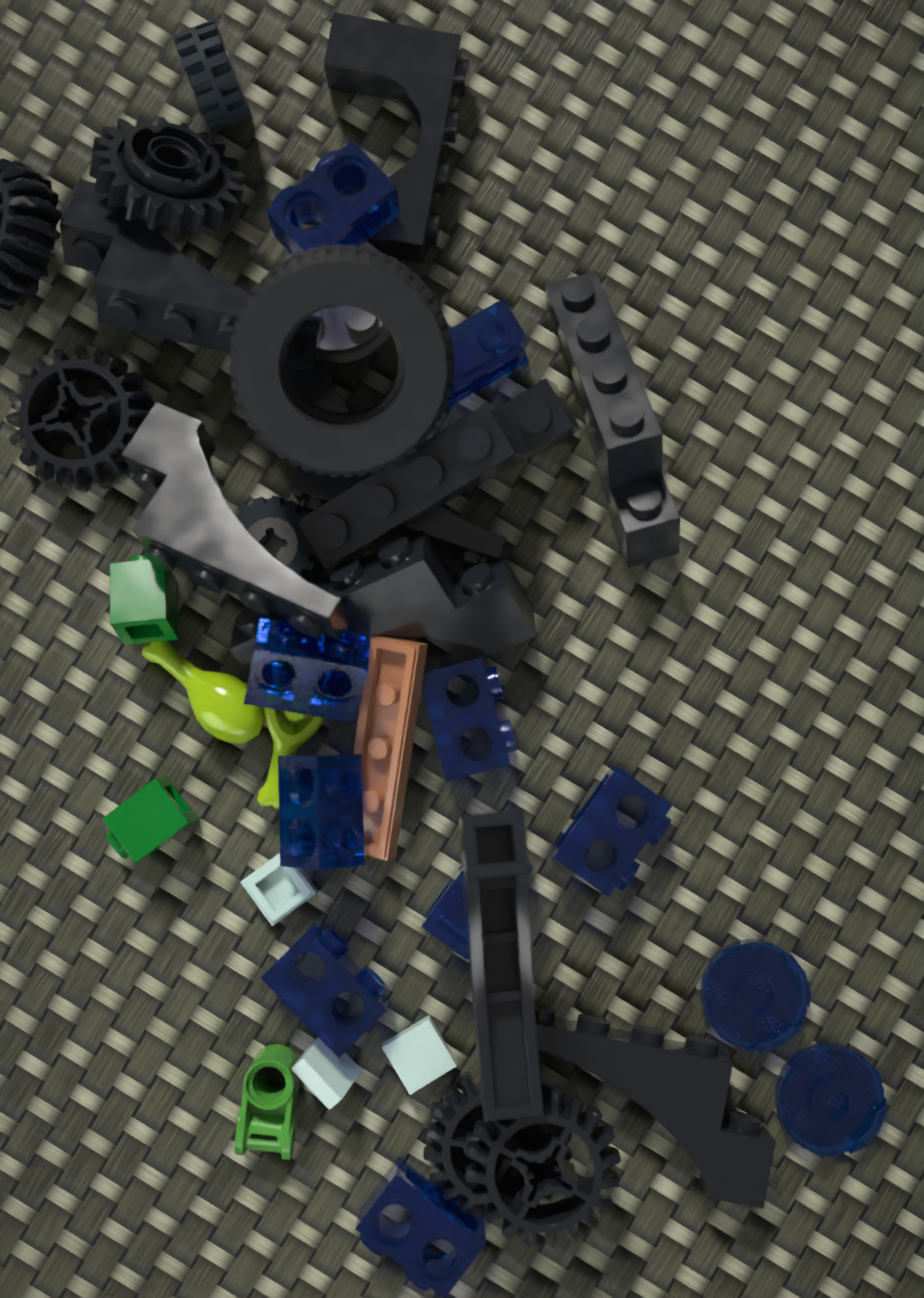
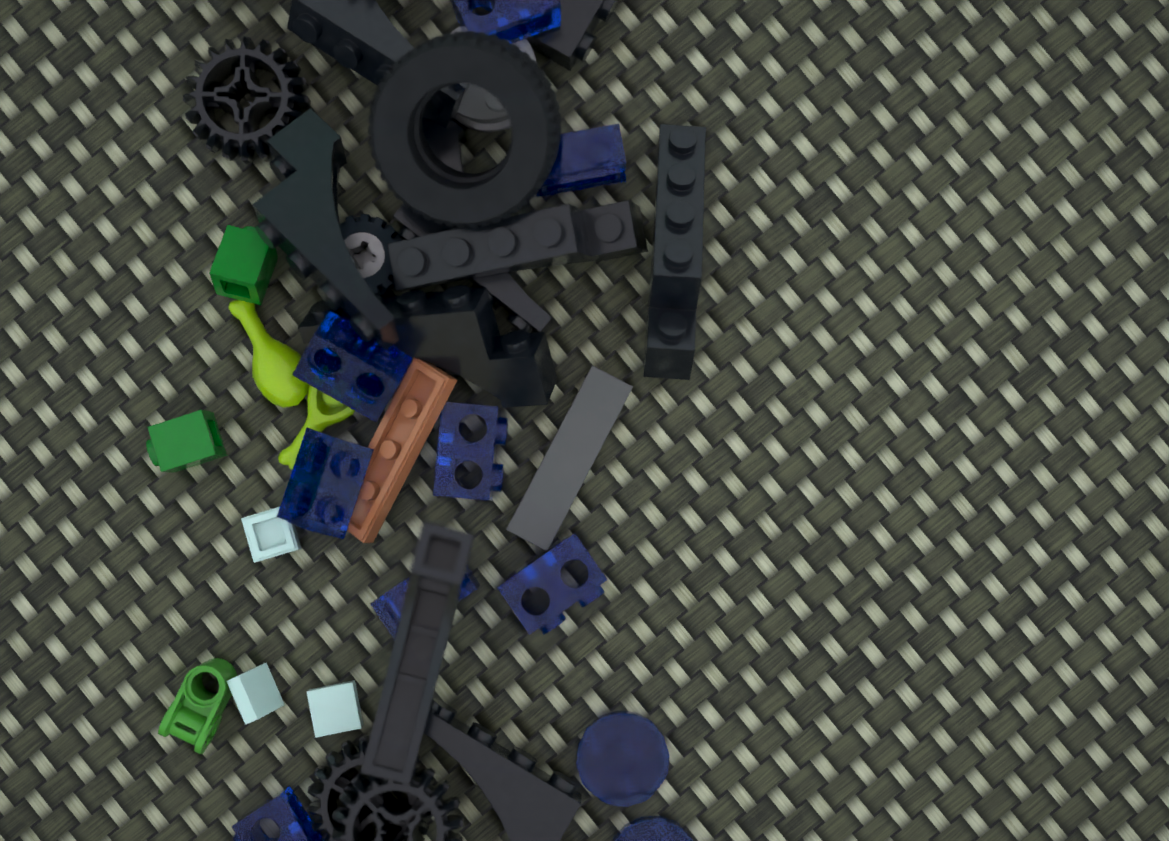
camera: 20 degrees right, 0 degrees up
(315, 997) = (267, 633): clear blue brick -> none
(578, 686) = (569, 458): none -> dark grey tile

